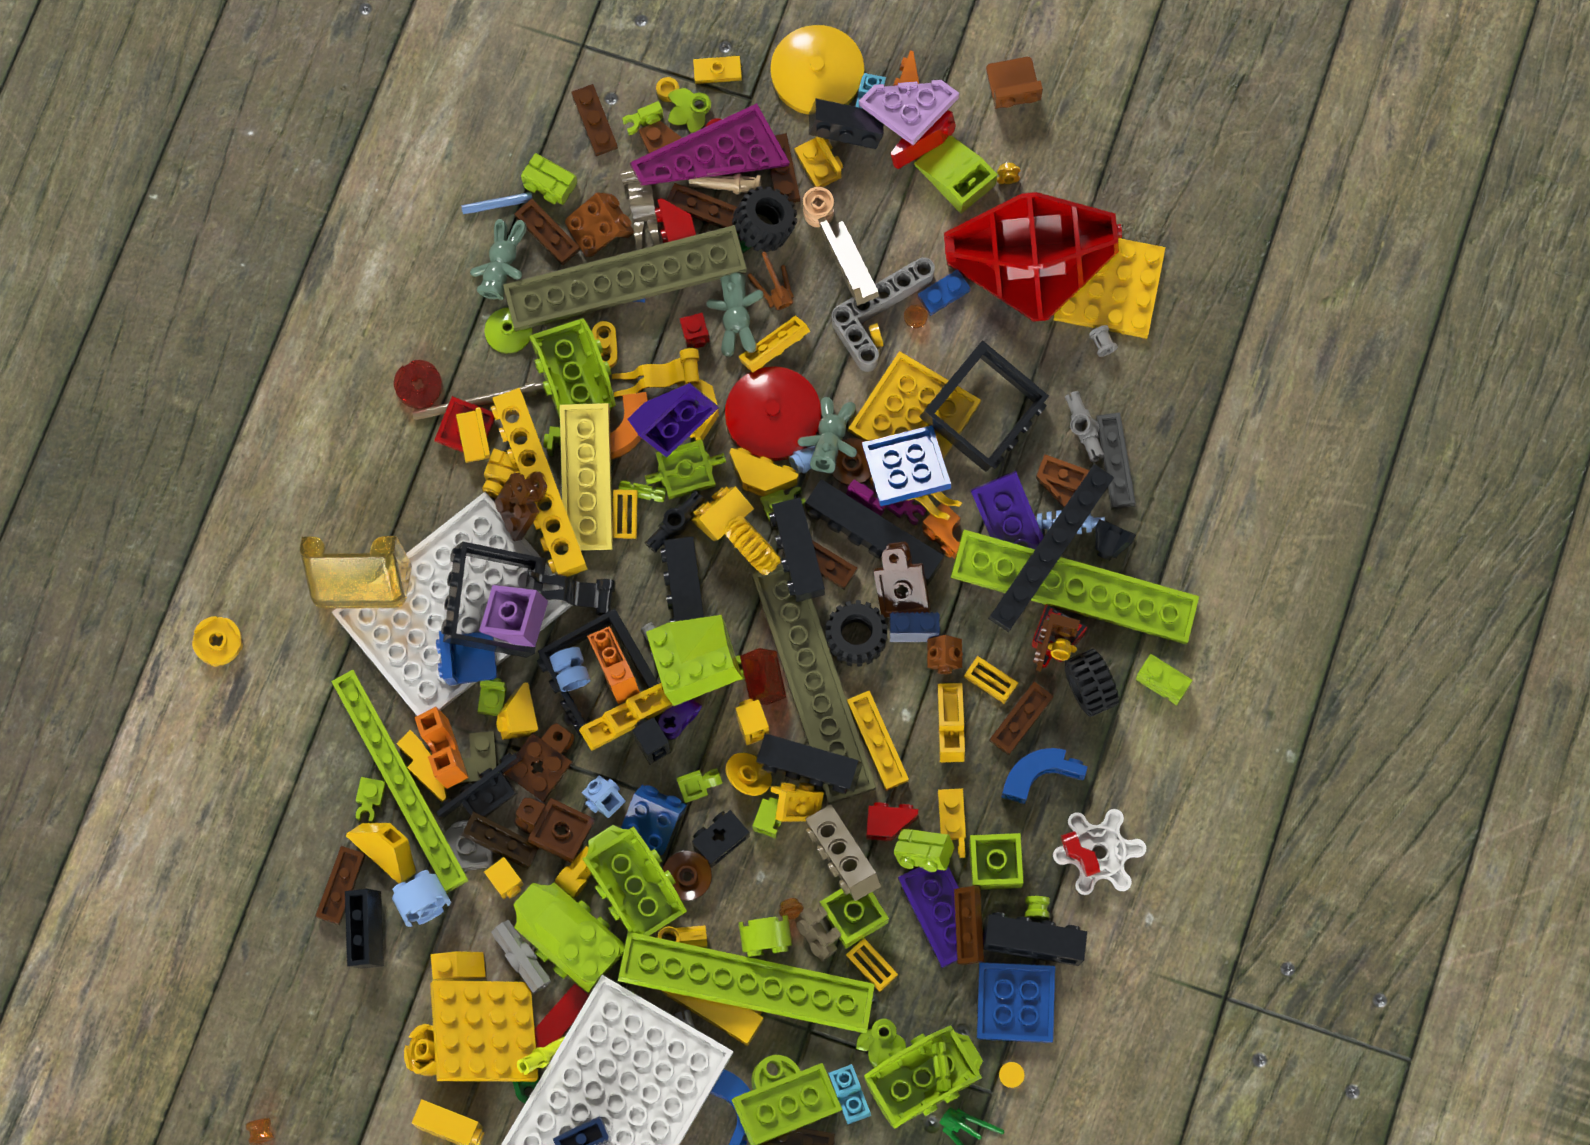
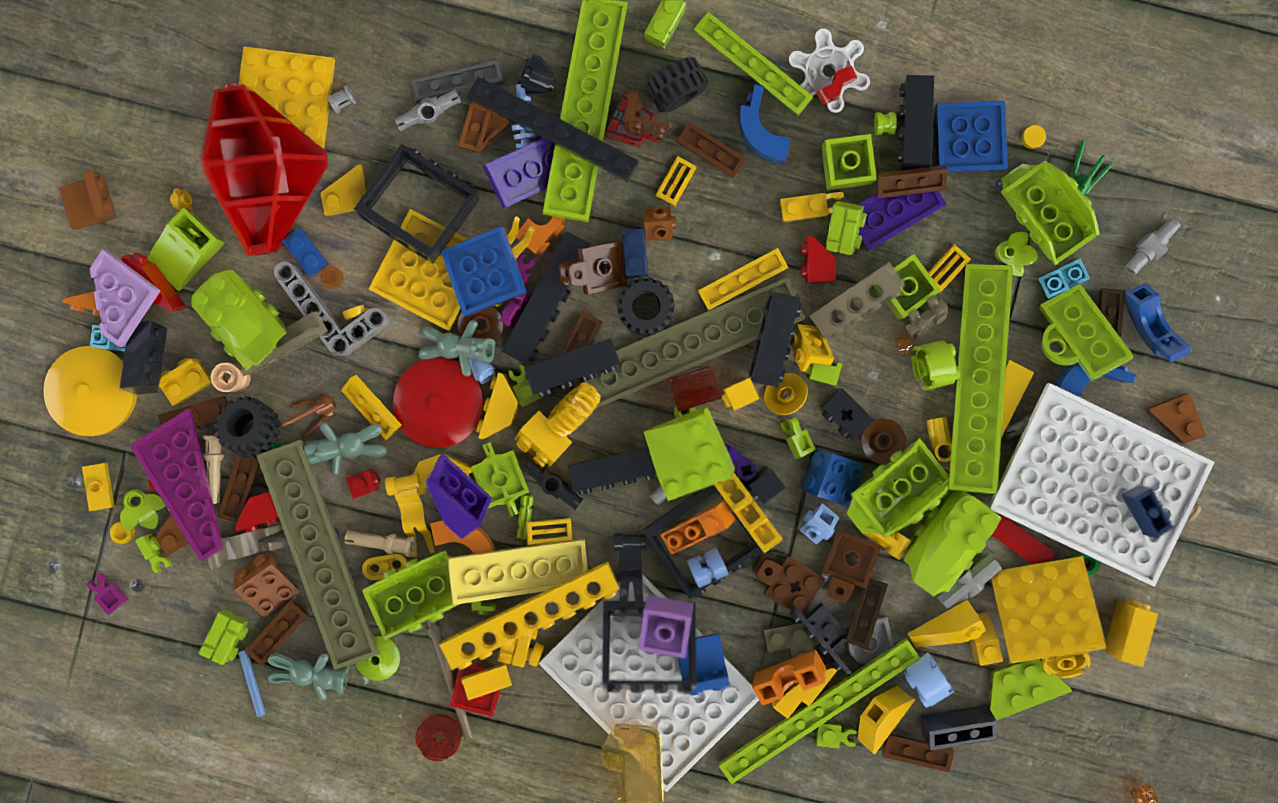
camera: 95 degrees left, 15 degrees up
(397, 1007) = (1022, 687): none -> lime wing
(474, 928) = (951, 627): none -> yellow slope
(492, 697) = (733, 634): lime bracket -> none
(504, 879) = (900, 605): yellow brick -> none
(518, 501) = (551, 633): reddish brown plate -> none
(518, 715) = (748, 610): yellow slope -> none
(539, 1057) = (1066, 554): neon yellow pin -> none
(594, 120) = (159, 599): reddish brown plate -> none
(603, 71) = (109, 596): none -> magenta plate
(628, 351) = (388, 543): none -> tan pin
(879, 220) = (239, 317): none -> lime slope
(941, 1066) = (1043, 196): lime axle -> none
(951, 722) = (720, 214): yellow slope -> none
(1004, 336) = (345, 192): none -> yellow wing
(1061, 649) = (650, 110): yellow plate -> none
(1111, 769) = (753, 63): none -> lime plate

